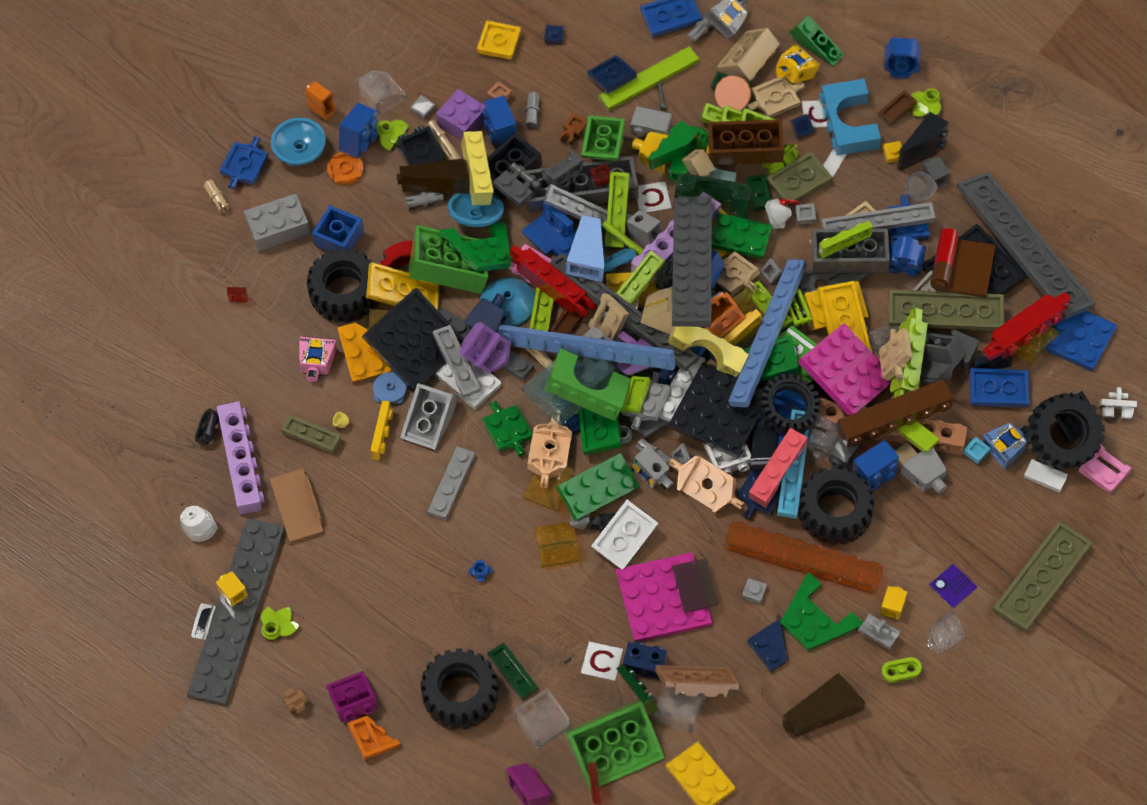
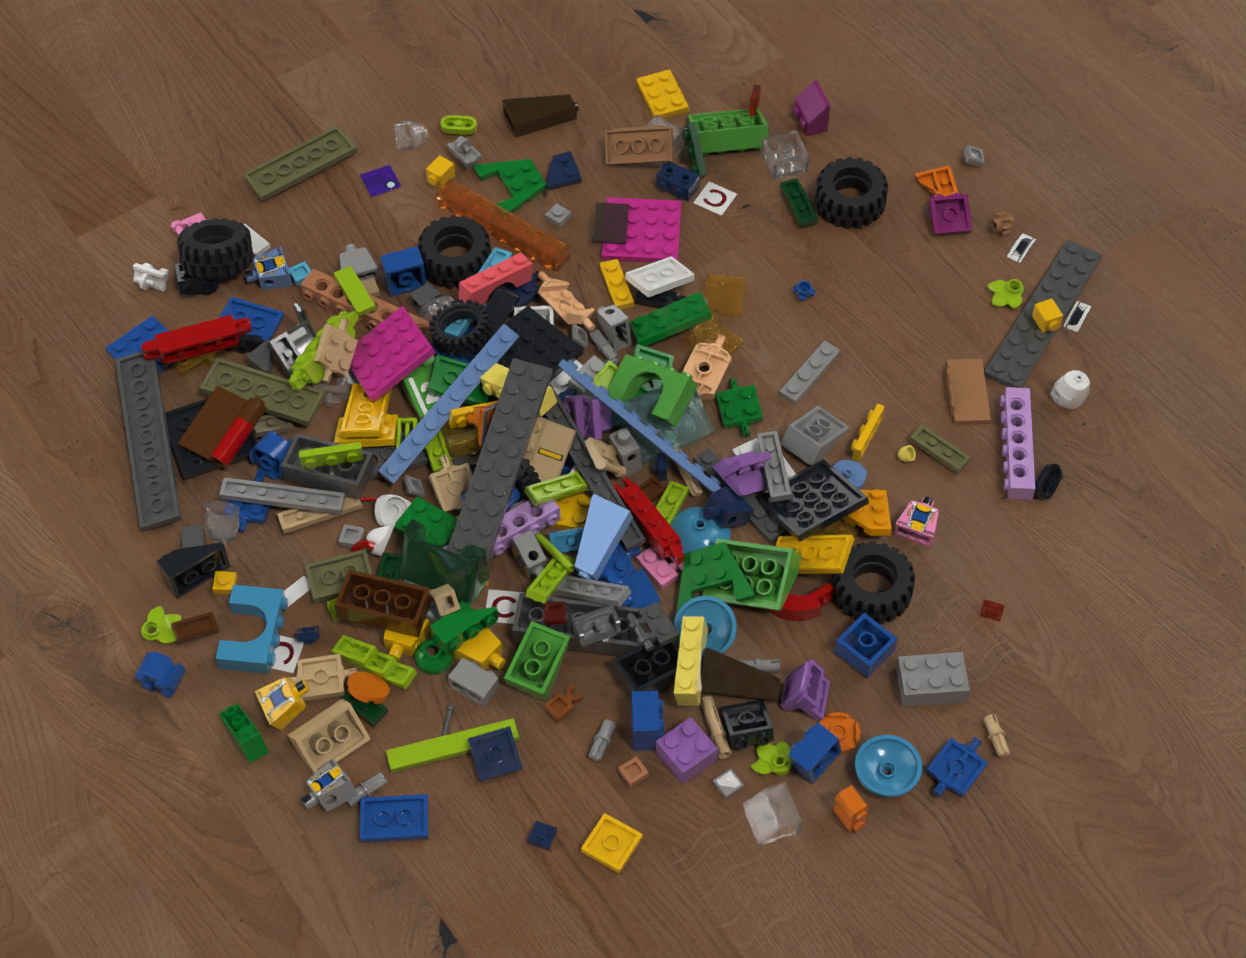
camera: 165 degrees left, 5 degrees down
(271, 688) = (1021, 247): none -> sticker
(341, 785) = (974, 156): none -> light grey tile
(378, 181) = (806, 690): none -> medium lavender piece
(668, 528) = (616, 284): none -> yellow plate
(783, 241) = (388, 507): none -> white piece
(895, 413) = (364, 294): reddish brown brick -> none

